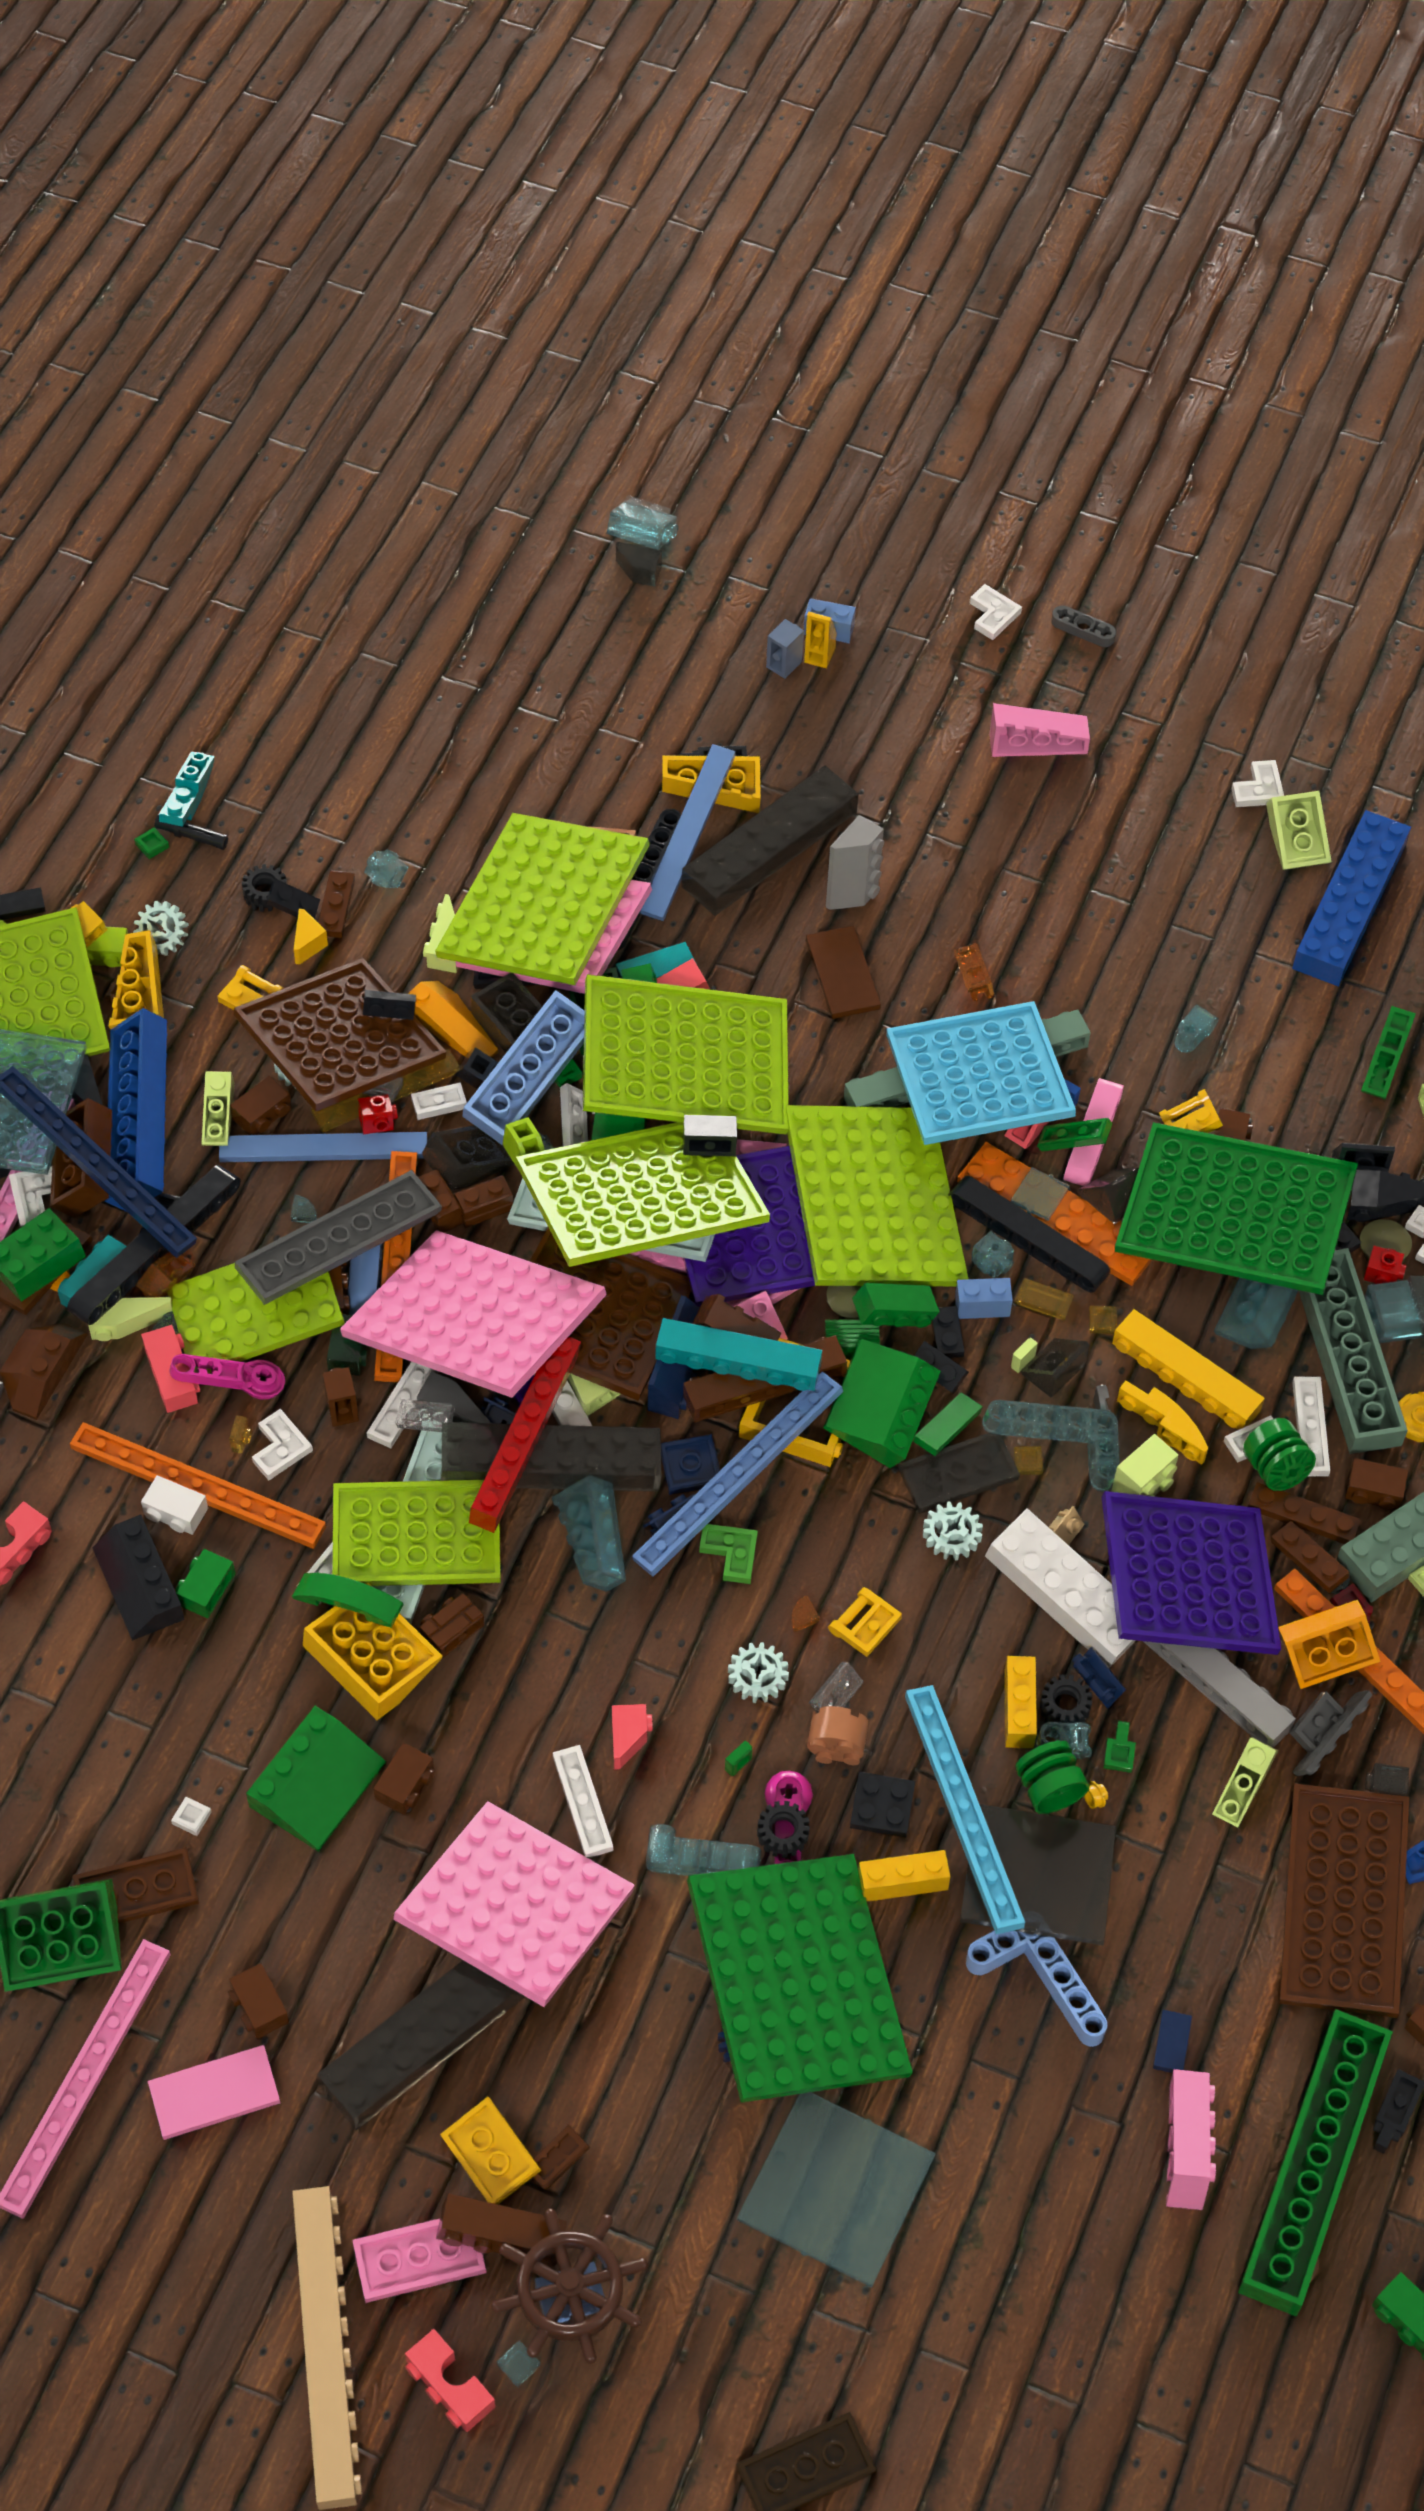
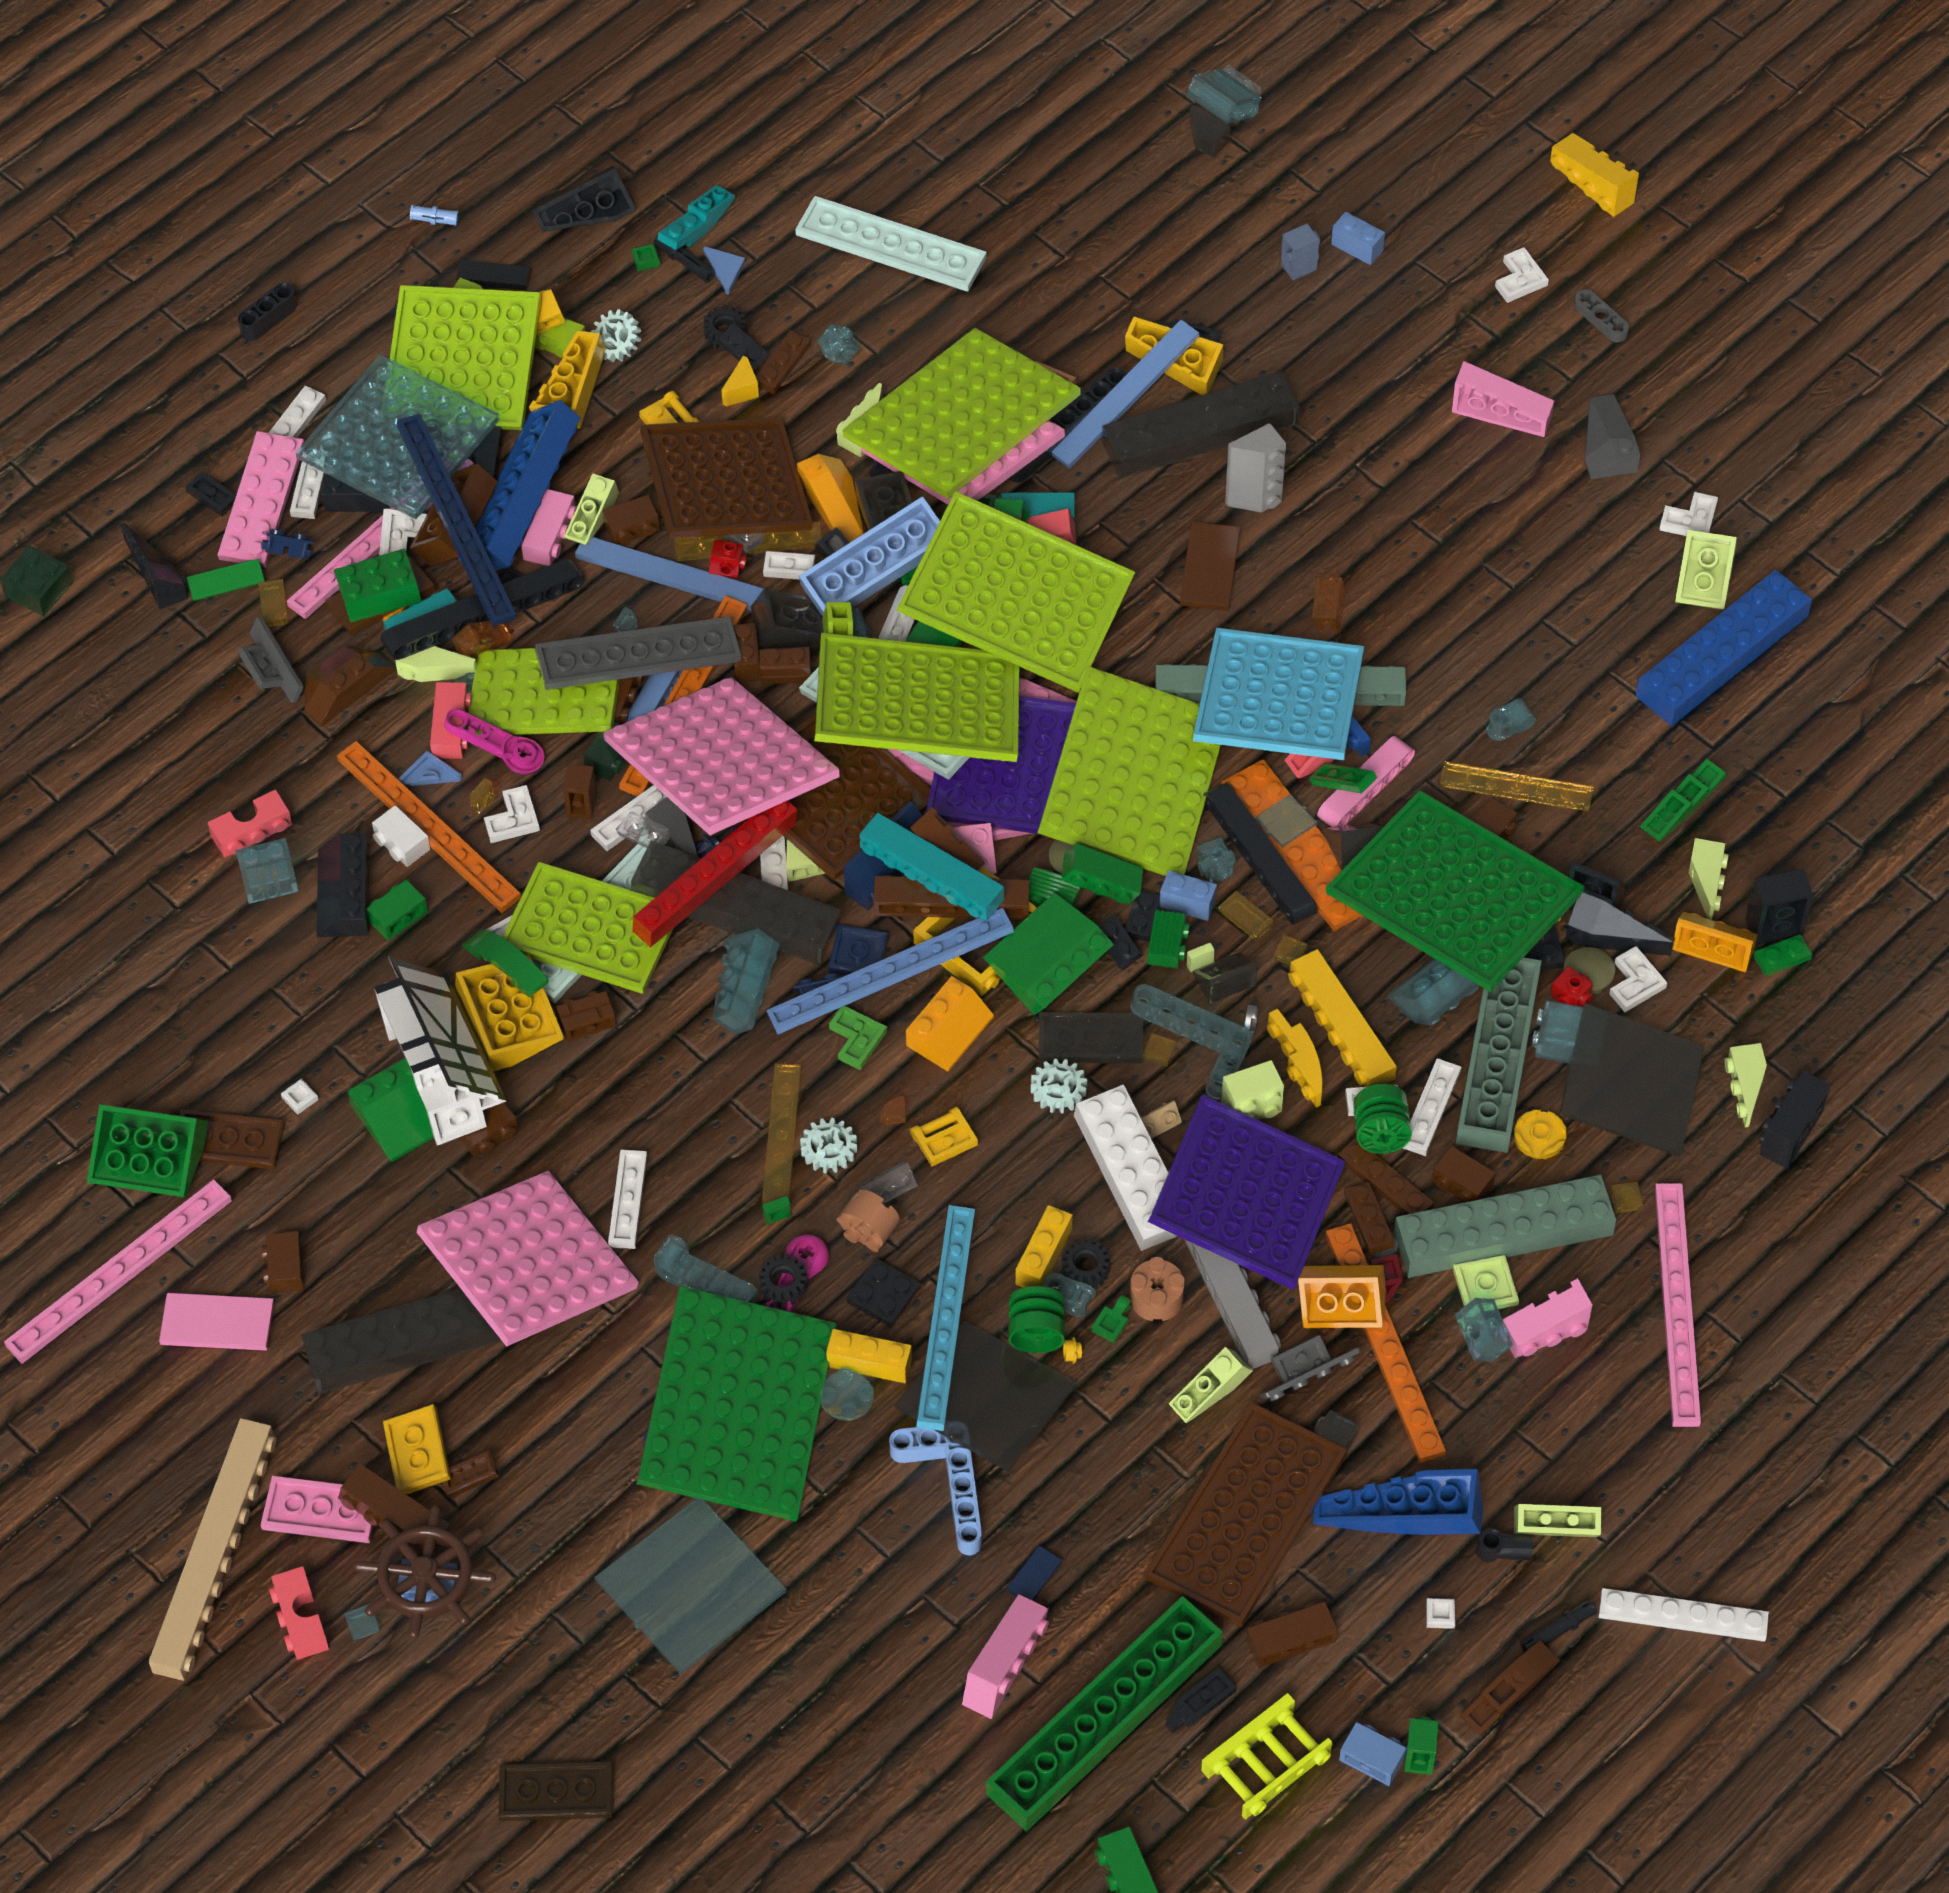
camera: 25 degrees right, 0 degrees up
(54, 1589) = (267, 870): none -> clear light blue brick
(74, 803) = (590, 202): none -> black wedge
(172, 1426) = (429, 770): none -> medium blue tile
(182, 1140) = (548, 528): none -> bright pink brick
(236, 826) = (726, 266): none -> medium blue tile
(345, 1725) = (440, 1049): none -> white panel
(388, 757) = (891, 243): none -> light aqua plate
(389, 1004) = (779, 465): black plate -> none
(629, 1731) = (693, 1156): coral slope -> none
(703, 1677) = (781, 1132): none -> clear yellow tile
(709, 1135) = (1001, 669): brick -> none
(816, 1507) = (948, 1024): none -> light orange slope
(820, 640) = (1336, 254): yellow slope -> none
(899, 1925) = (846, 1395): none -> clear light blue dish
(947, 1424) = (1099, 993): green tile -> none
(983, 1348) = (1167, 939): none -> green brick
(1015, 497) = (1595, 174): none -> yellow wedge
(1098, 1677) = (1125, 1252): dark blue hinge -> none
(1151, 738) = (1609, 440): none -> dark grey wedge
(1163, 1702) = (1157, 1289): none -> nougat brick
(1201, 1120) = (1466, 804): yellow plate -> none
(1234, 1088) = (1516, 786): none -> clear yellow tile

